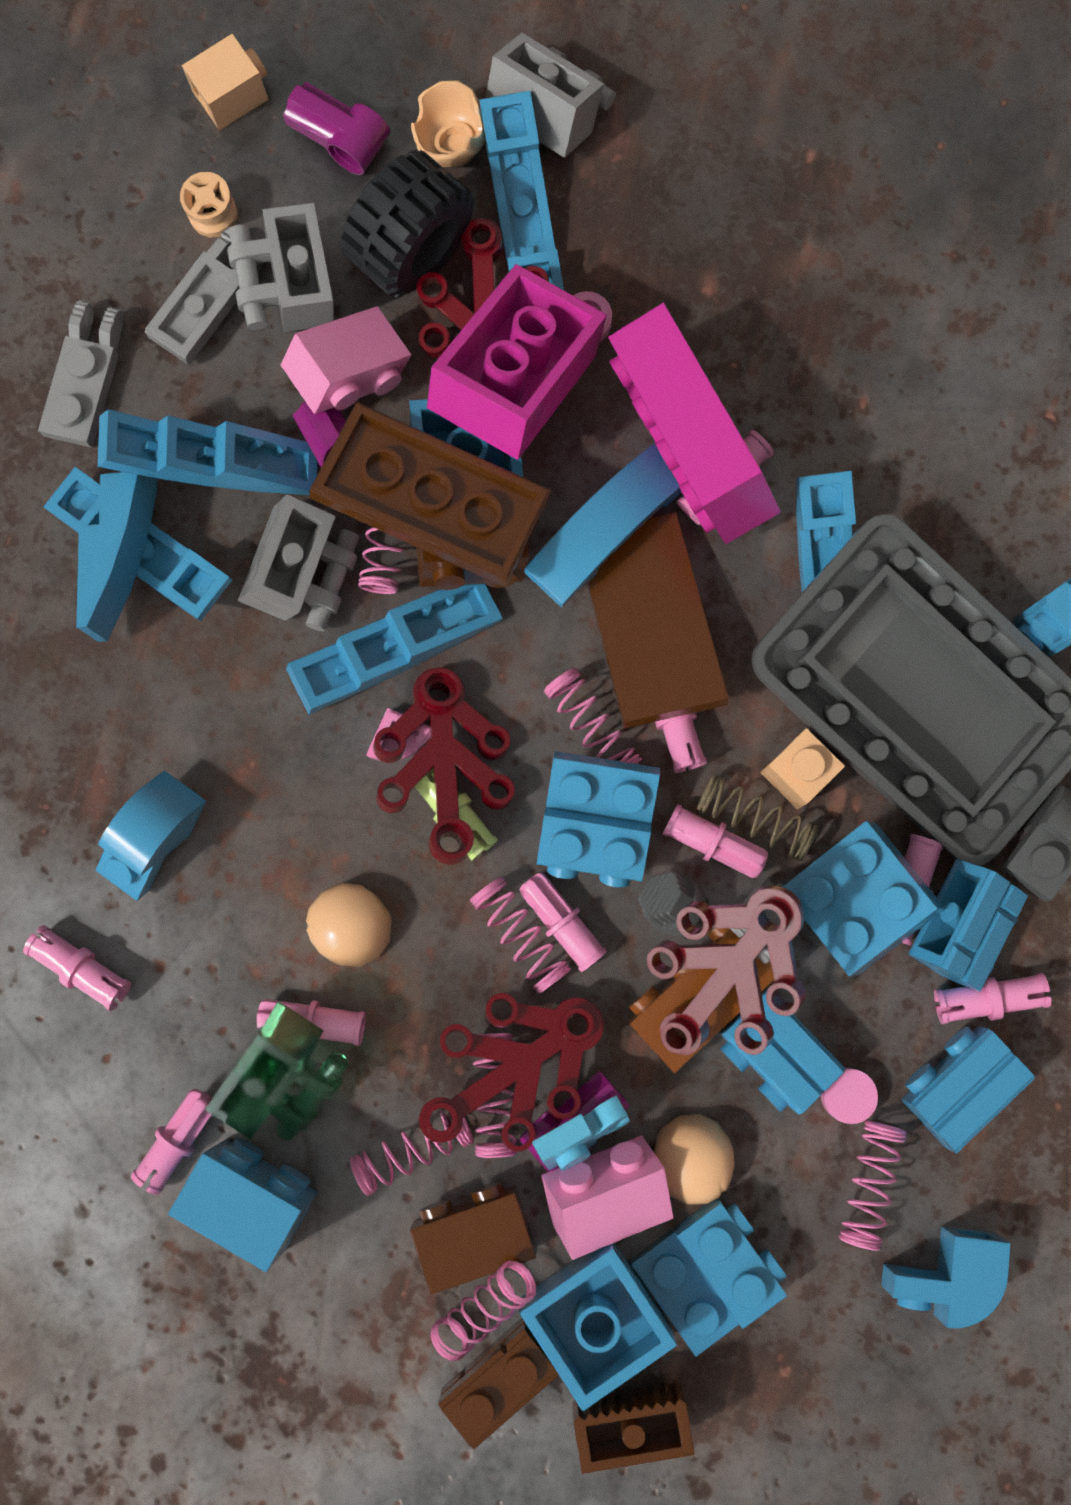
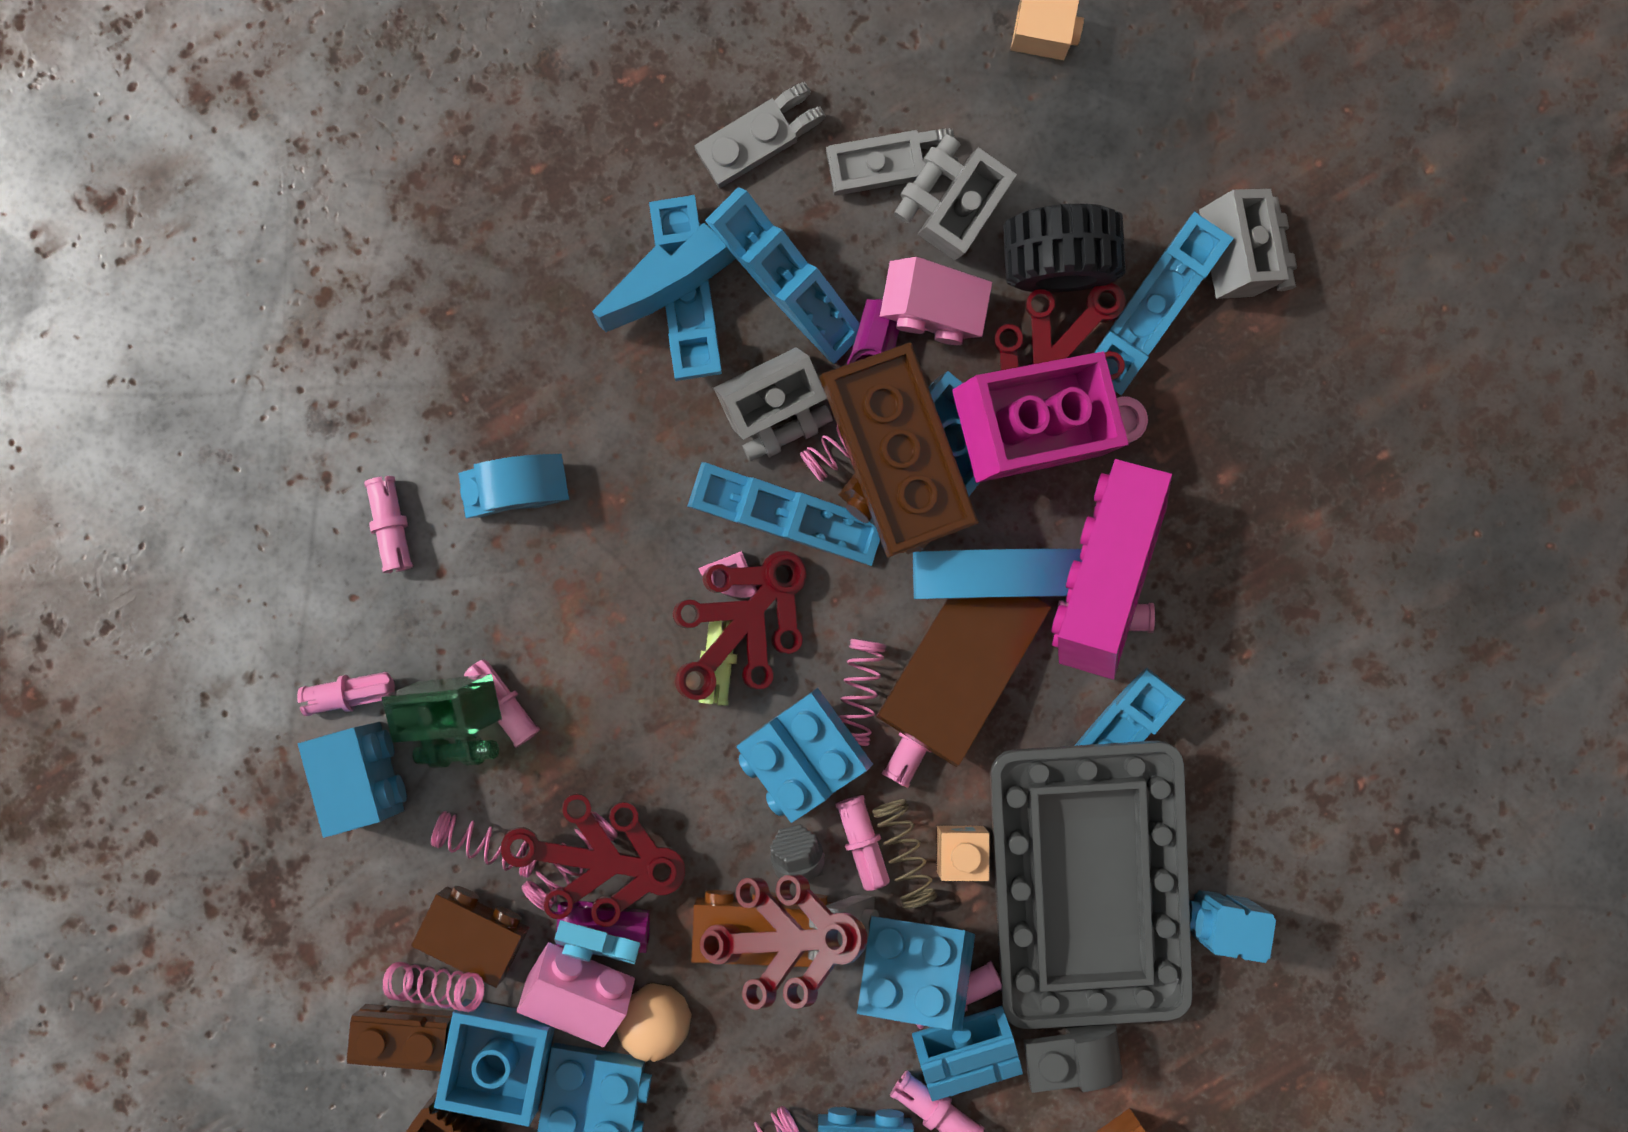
camera: 40 degrees right, 5 degrees up
(207, 191) = (952, 87): light nougat wheel -> none
(347, 133) = (1090, 139): magenta piece -> none
(349, 925) = (583, 665): light nougat hair -> none
(449, 123) = (1161, 201): light nougat hair -> none
(561, 967) = (684, 733): bright pink piece -> none
(562, 921) = (717, 796): bright pink axle -> none
(792, 1065) = (768, 1033): dark azure brick -> none
(851, 1097) = (788, 1080): bright pink tile -> none

